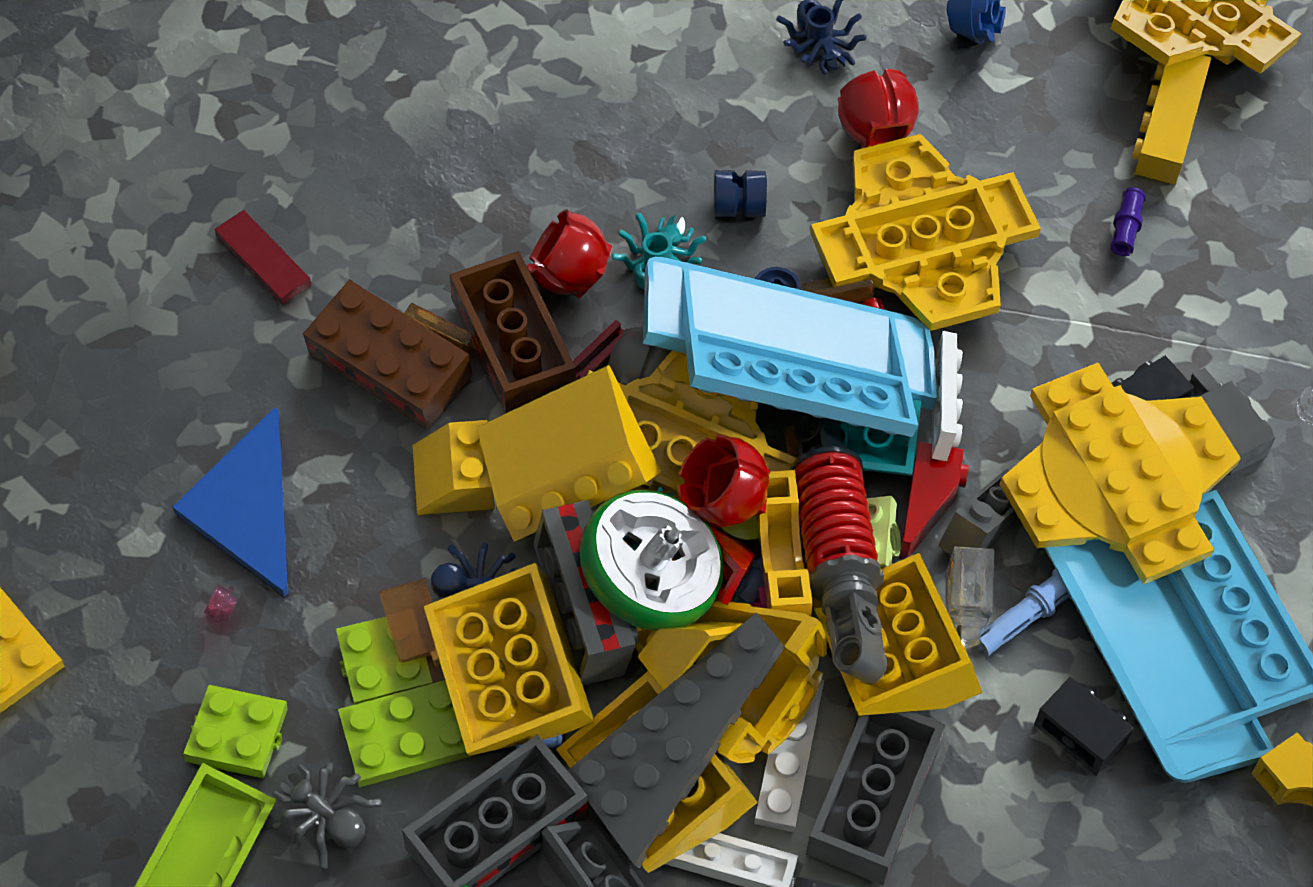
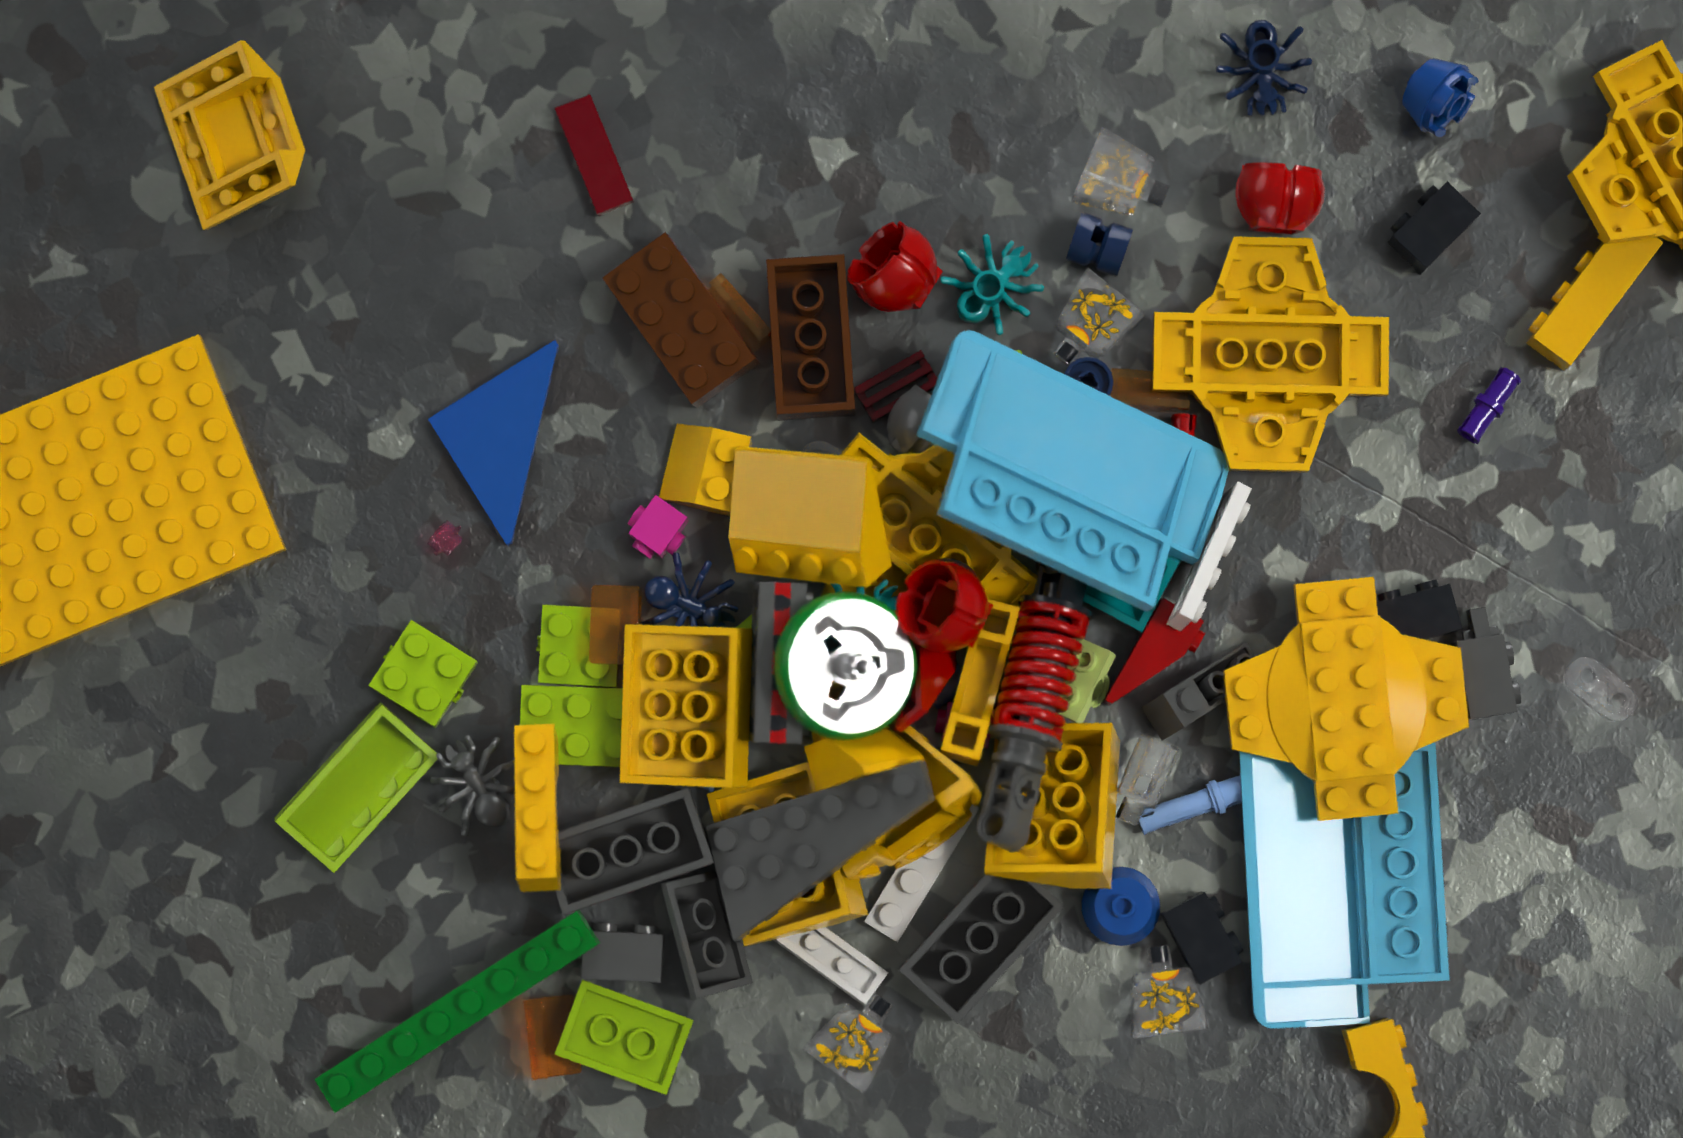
camera: 25 degrees right, 25 degrees up
(393, 796) = (536, 808): none -> yellow arch
(425, 531) = (657, 528): none -> dark pink brick
(735, 141) = (1118, 177): none -> clear torso
(762, 243) = (1094, 319): none -> clear torso
(996, 724) = (1123, 912): none -> blue cone
(1016, 106) = (1433, 227): none -> black brick
(1076, 792) = (1165, 998): none -> clear torso

